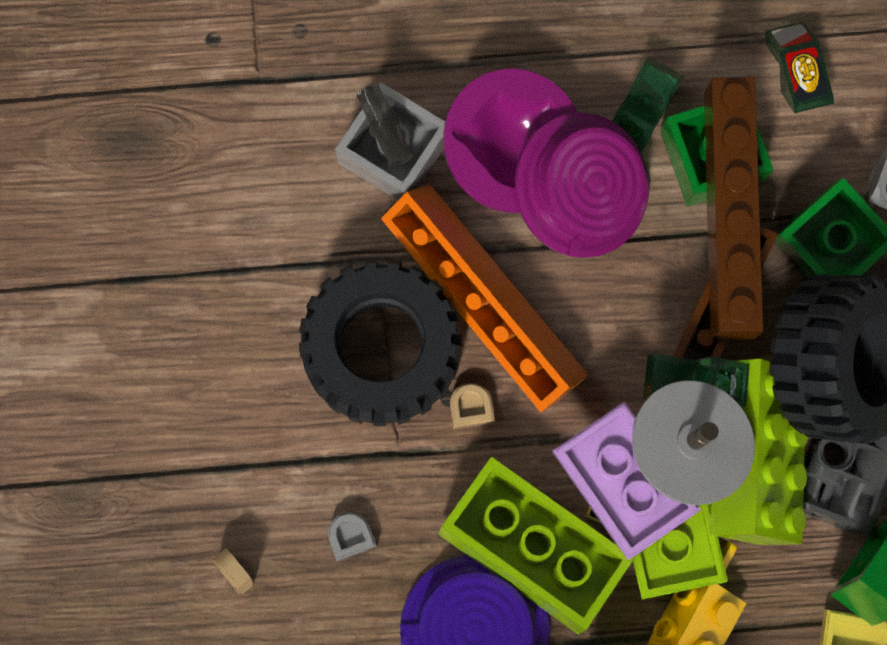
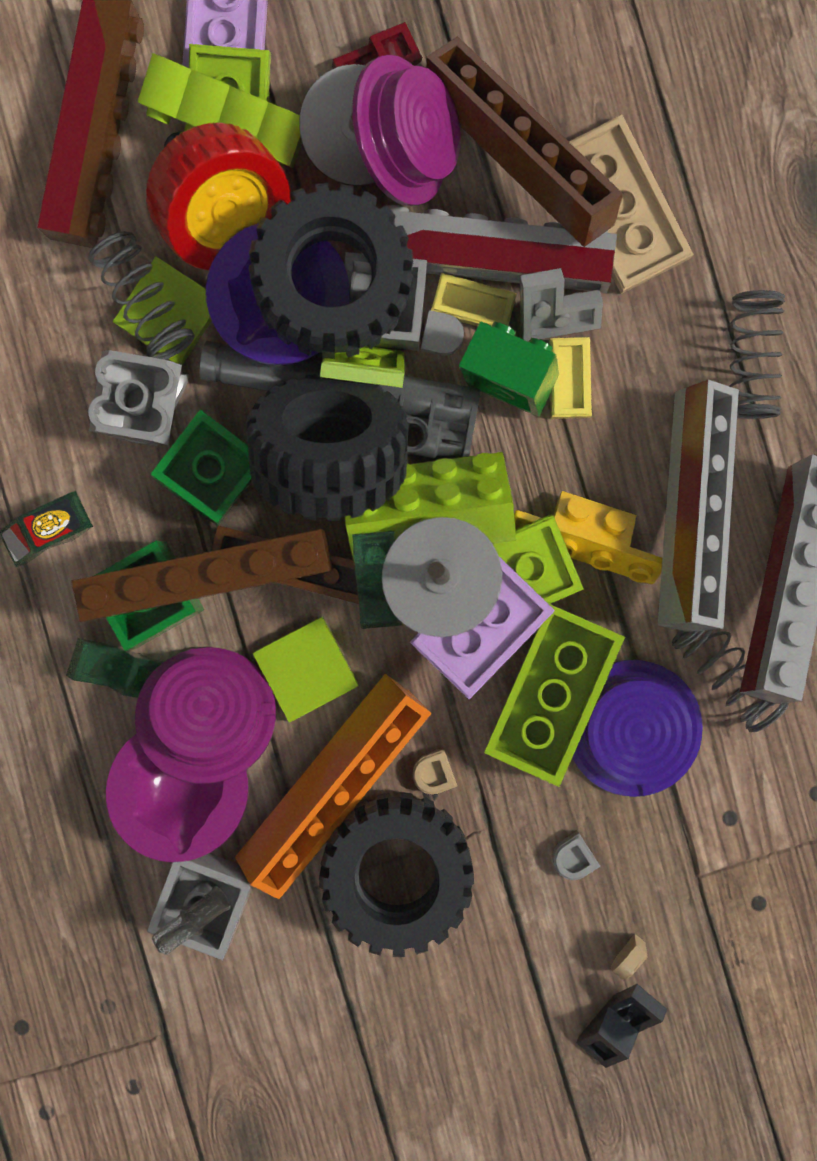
camera: 105 degrees left, 10 degrees up
(163, 547) = (617, 1025): none -> black slope
(606, 296) = (306, 669): none -> lime tile

